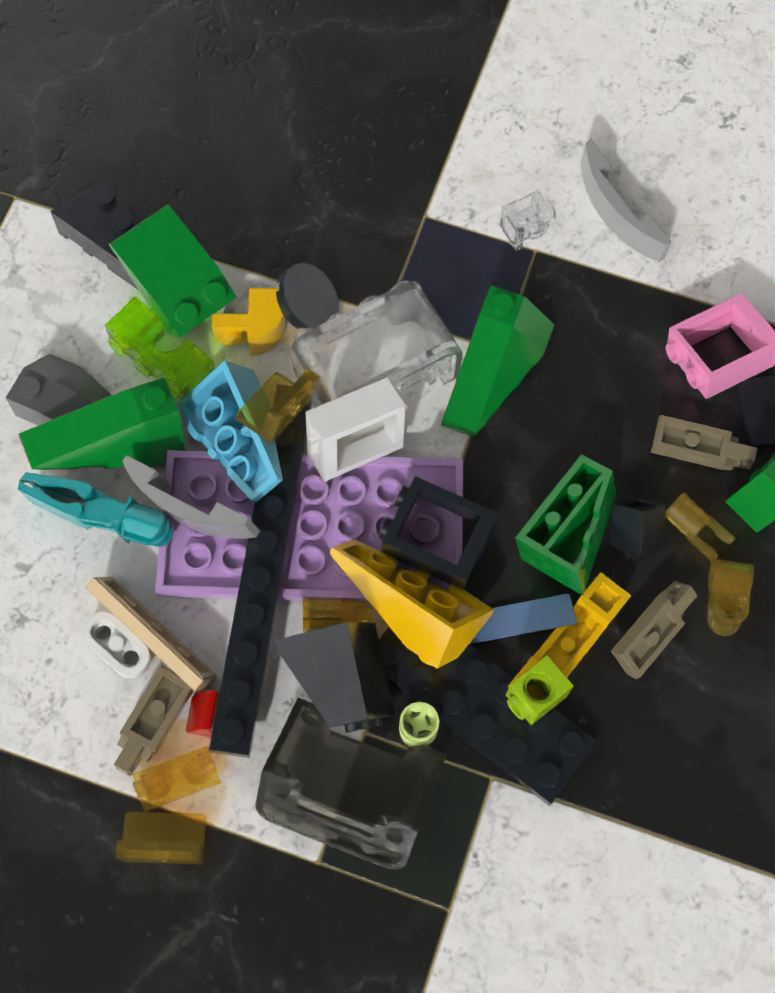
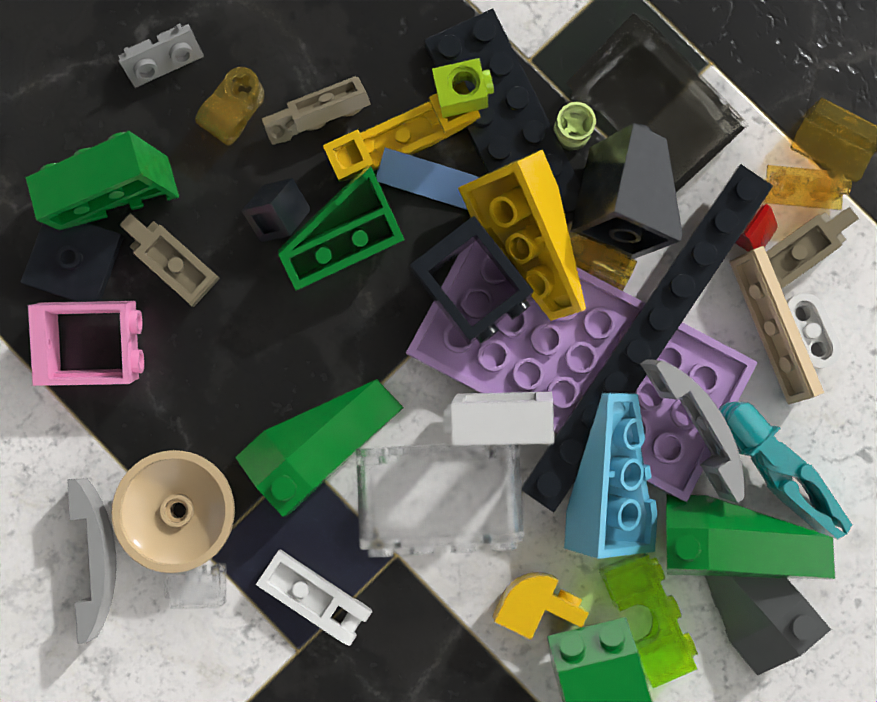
camera: 155 degrees left, 15 degrees up
(277, 404) = (570, 480): clear yellow panel -> none
(306, 296) = (474, 602): black tile -> none
(434, 252) = (312, 596): none -> white plate
(582, 241) = (146, 516): none -> tan dish
(691, 520) = (221, 187): clear yellow hinge -> none

